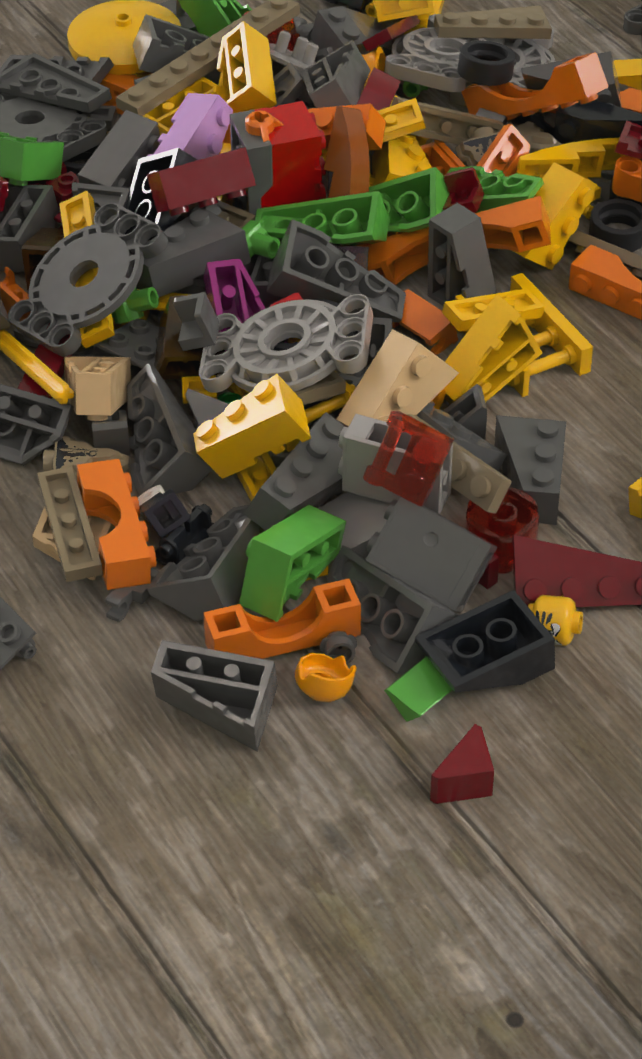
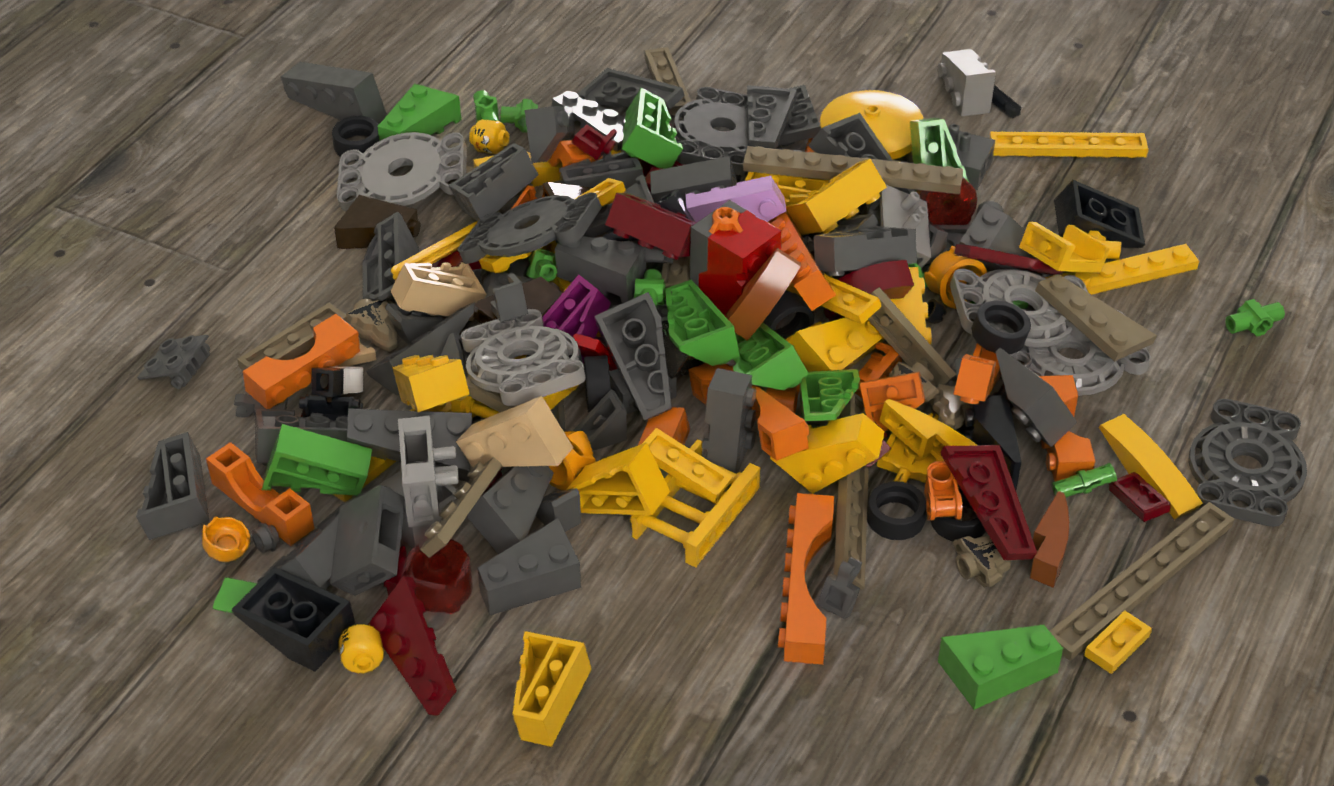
camera: 60 degrees right, 0 degrees up
(420, 461) = (393, 463): clear red plate -> none
(464, 189) = (790, 386): dark red bracket -> none
(465, 771) = (175, 656): dark red slope -> none

